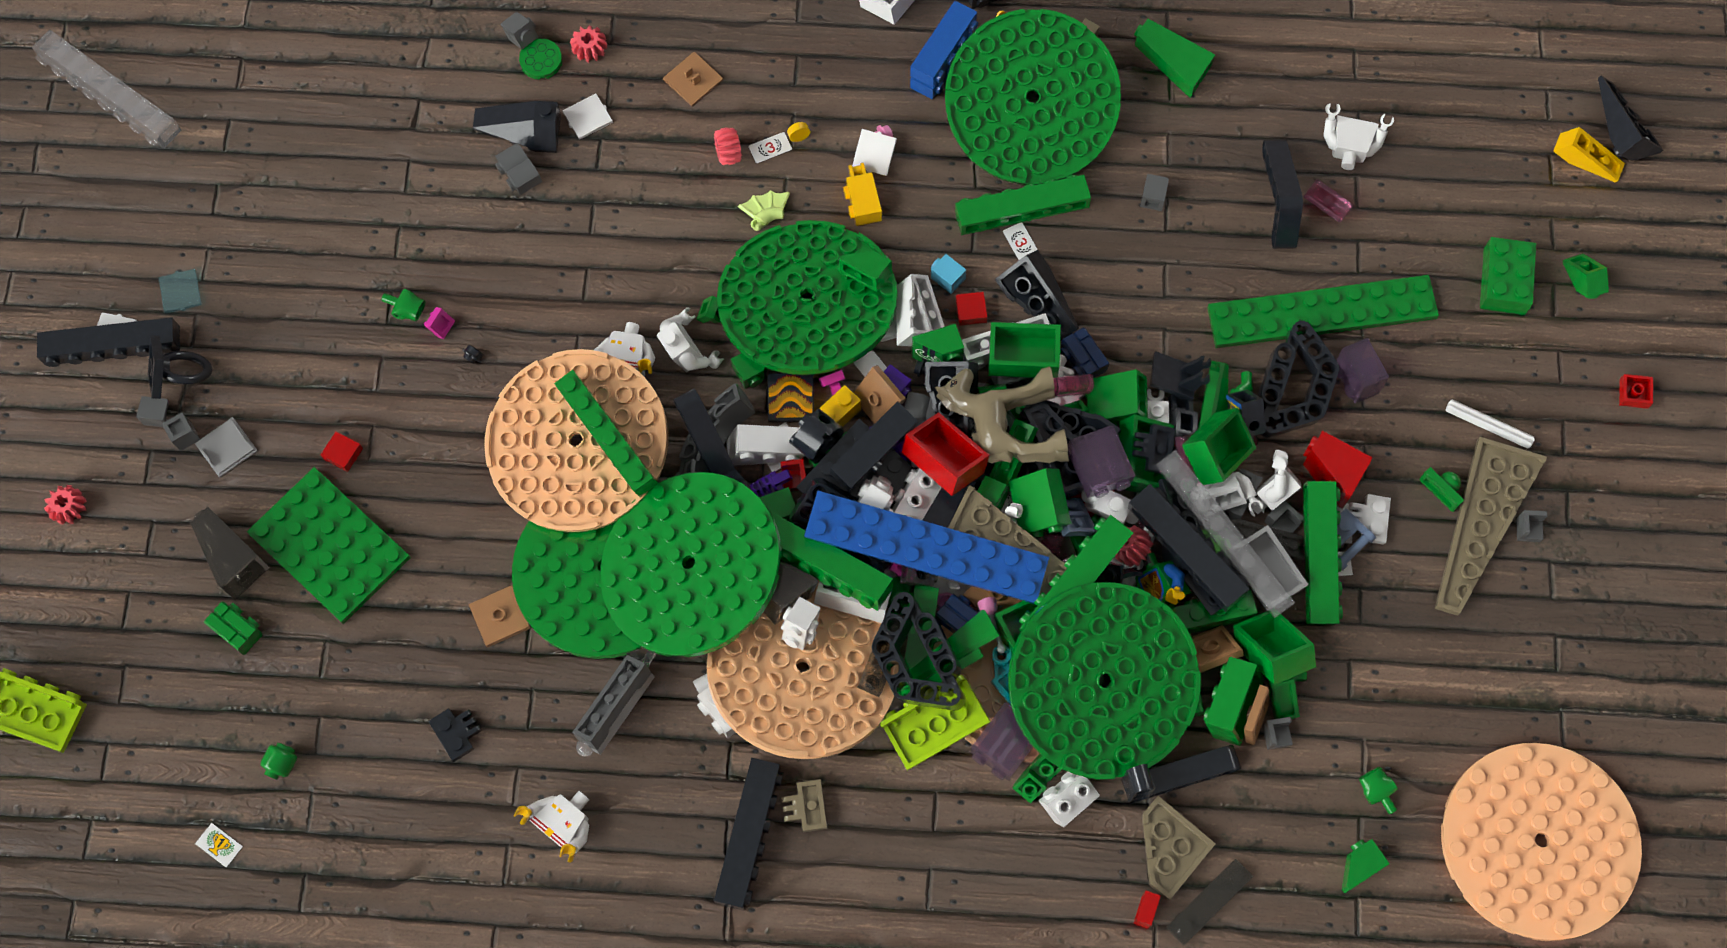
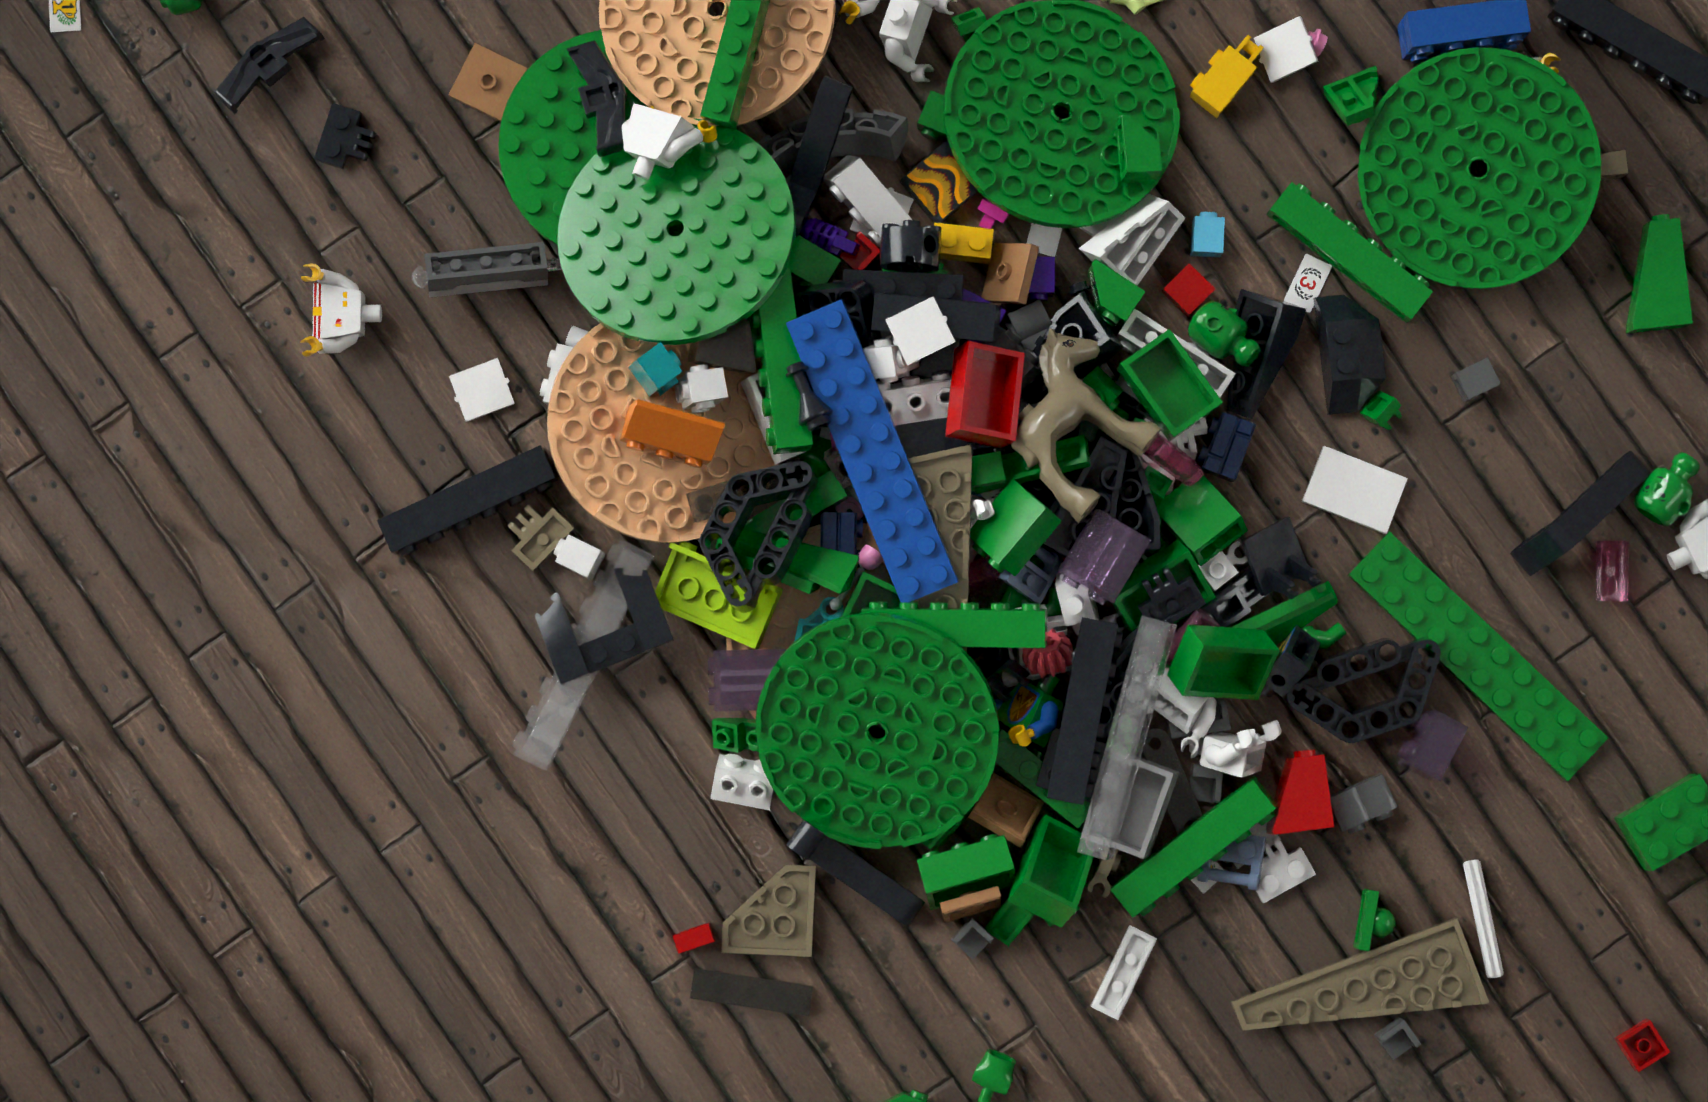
camera: 50 degrees right, 15 degrees up
(366, 742) = (266, 62): none -> black plate
(569, 548) = (602, 96): none -> black plate
(625, 528) = (660, 138): none -> white torso
(685, 771) = (481, 390): none -> white piece
(766, 641) = (657, 370): none -> teal brick
(812, 663) = (671, 433): none -> orange slope
(842, 788) = (578, 556): none -> white piece
(872, 560) = (812, 410): none -> black piece
(876, 458) = (920, 330): none -> white piece
(907, 839) = (559, 702): none -> clear brick
(907, 841) = (576, 661): none -> black wedge
(933, 135) = (1354, 95): none -> green wing
(1014, 305) = (1222, 333): none -> green piece
(1081, 249) = (1348, 353): none -> black wedge
(1131, 255) = (1381, 409): none -> green tile
(1167, 305) = (1354, 490): none -> white tile
(1293, 614) = (1102, 871): none -> dark tan plate
(1304, 137) = (1667, 491): none -> green piece
(1366, 435) = (1361, 803): none -> dark grey brick
(1368, 659) = (1123, 972): none -> white tile

